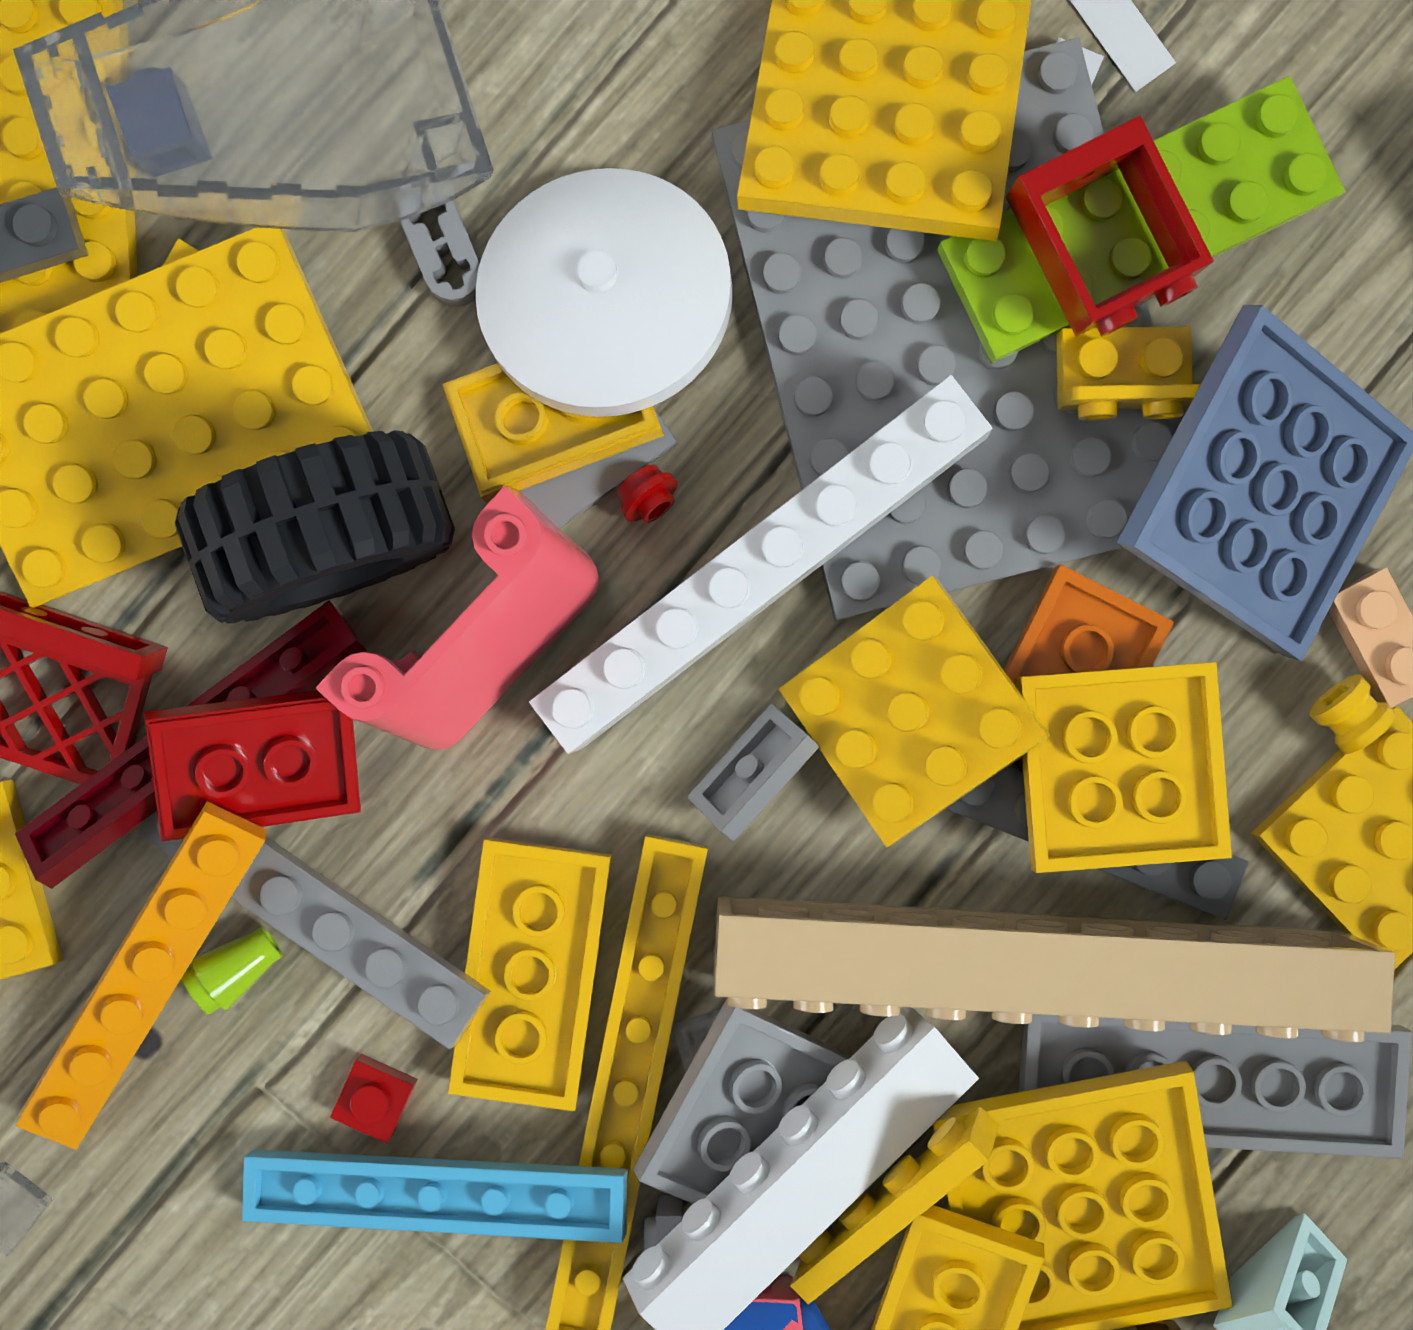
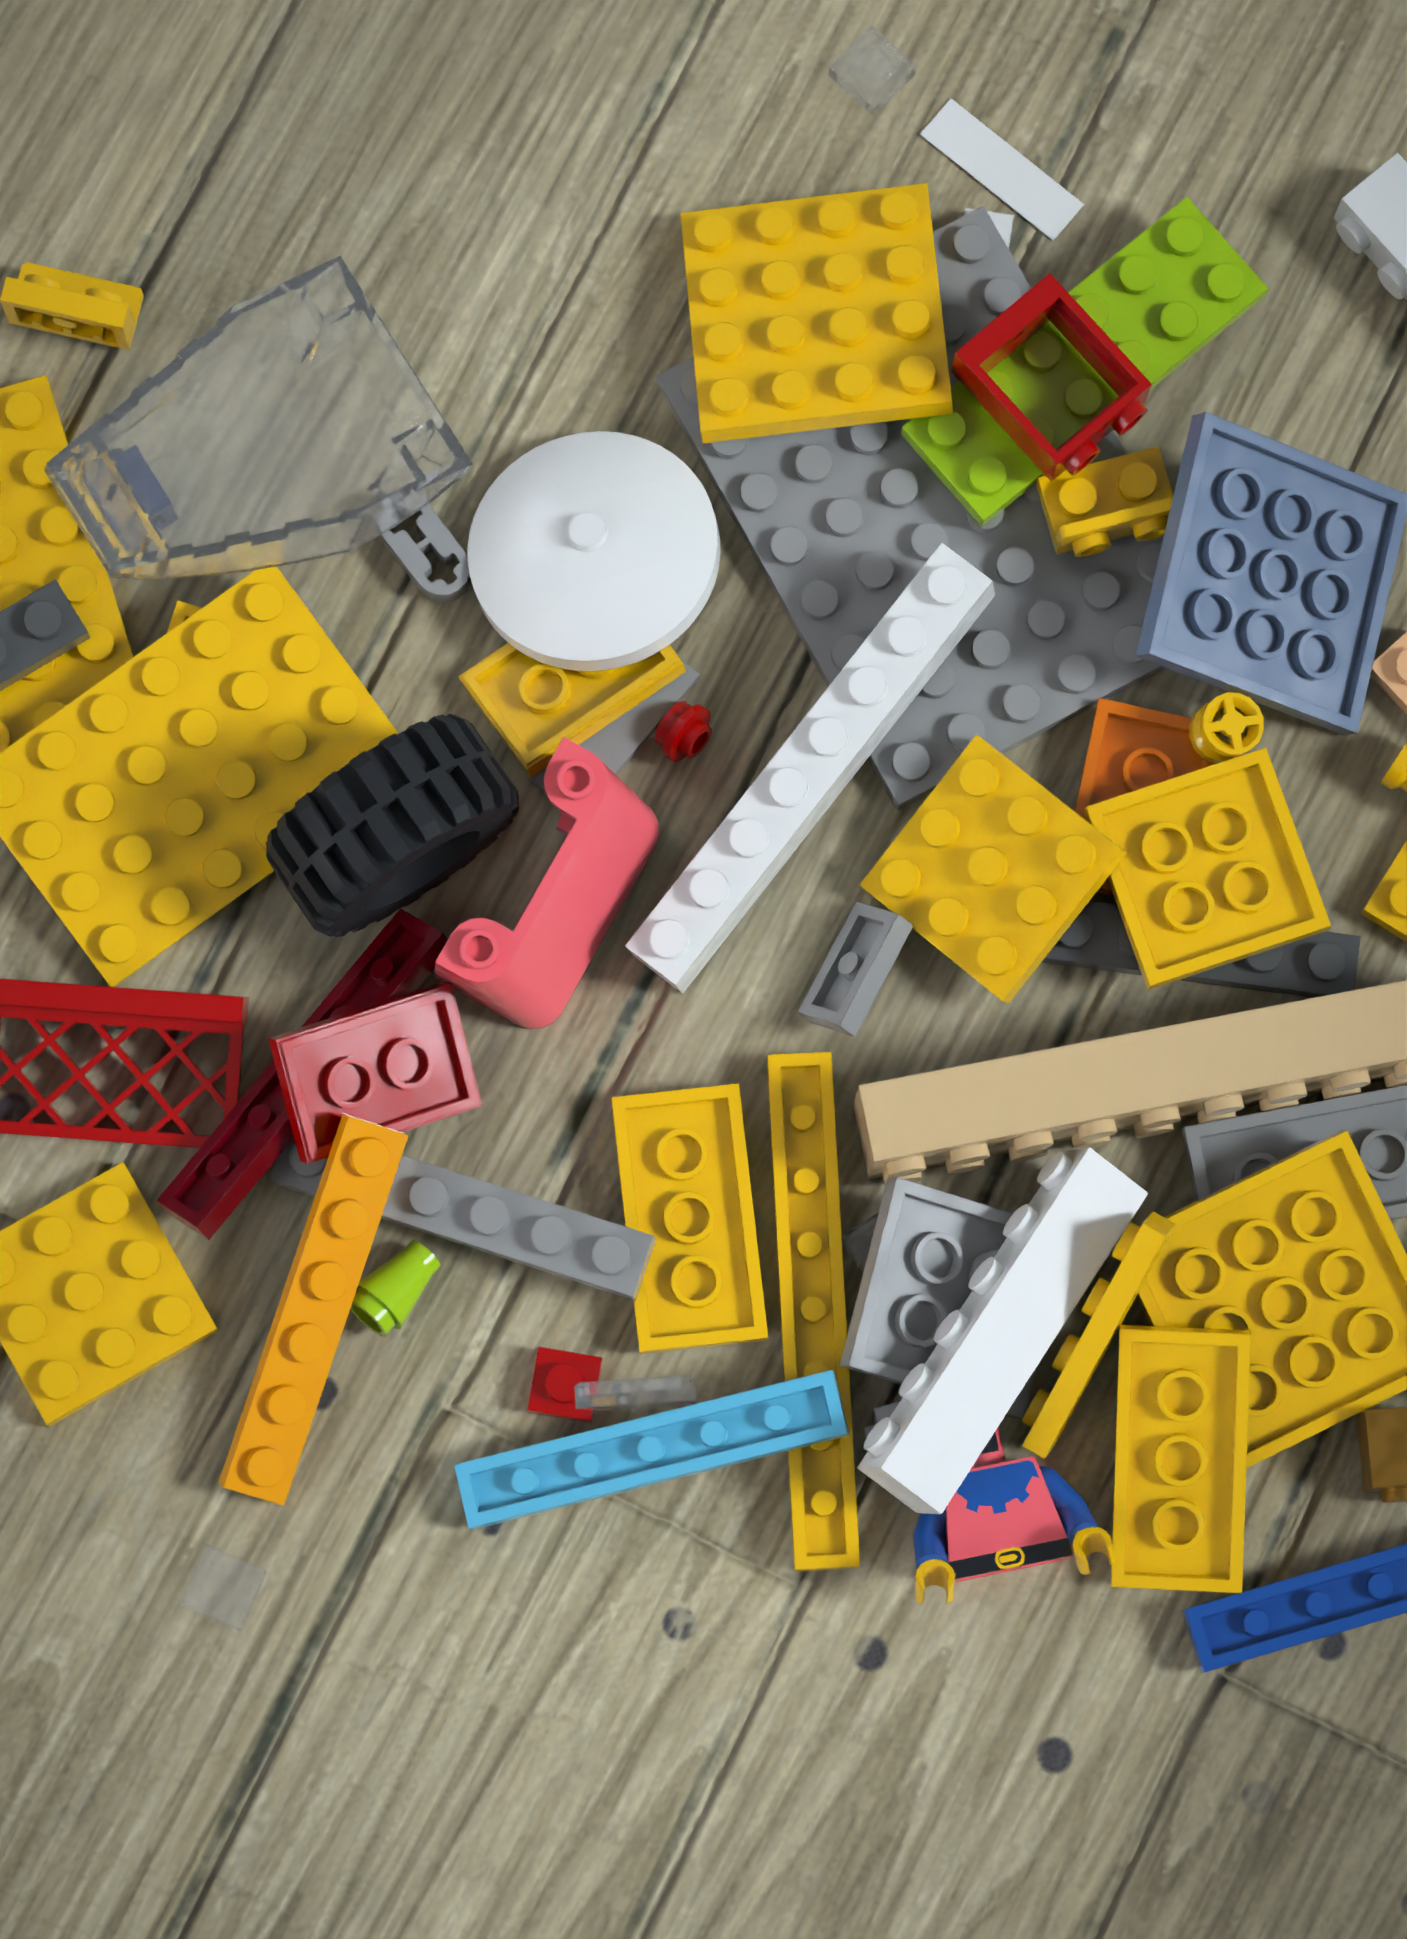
camera: 20 degrees left, 10 degrees down
(437, 1134) = (636, 1394): none -> clear tile
(1197, 633) = (1238, 720): none -> yellow wheel

